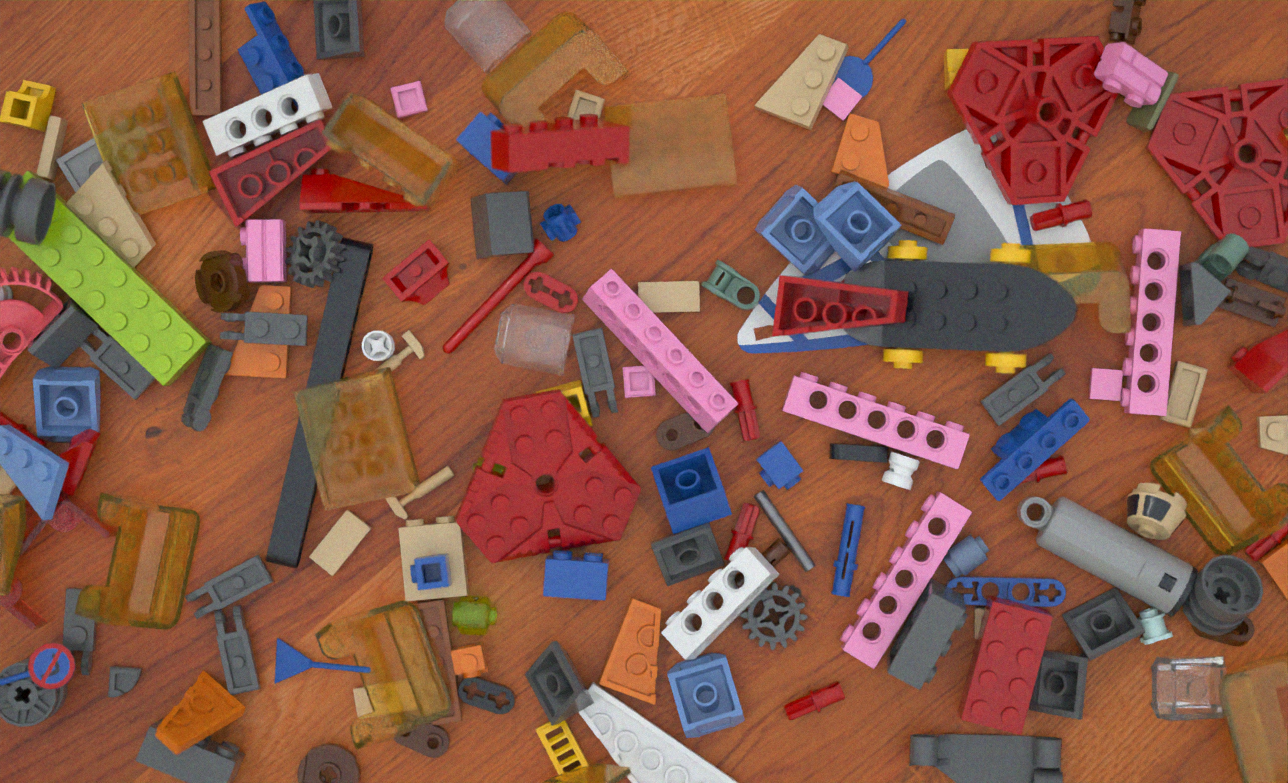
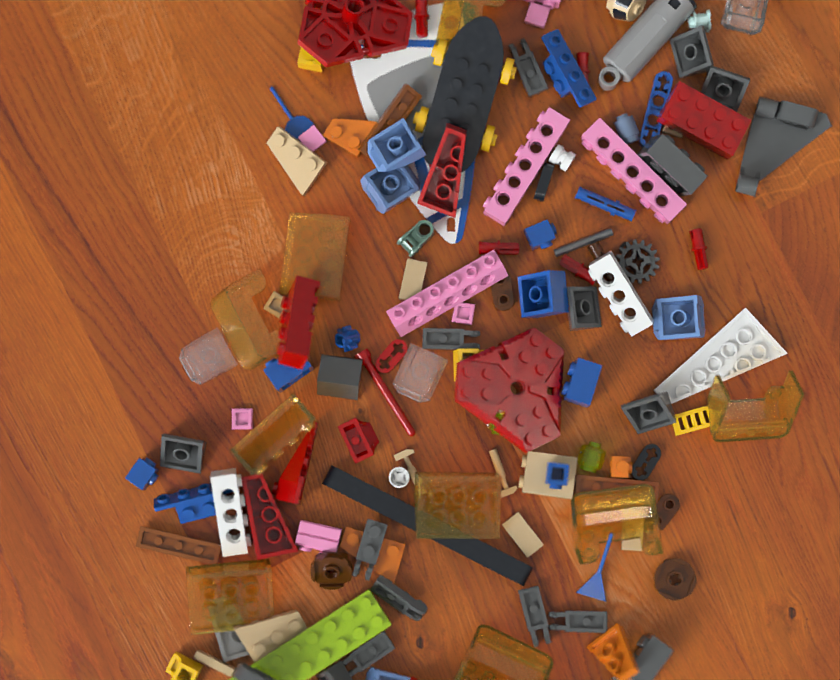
camera: 80 degrees left, 5 degrees down
(315, 254) = (328, 504): dark grey gear -> none
(633, 655) = (641, 359): orange wing -> none

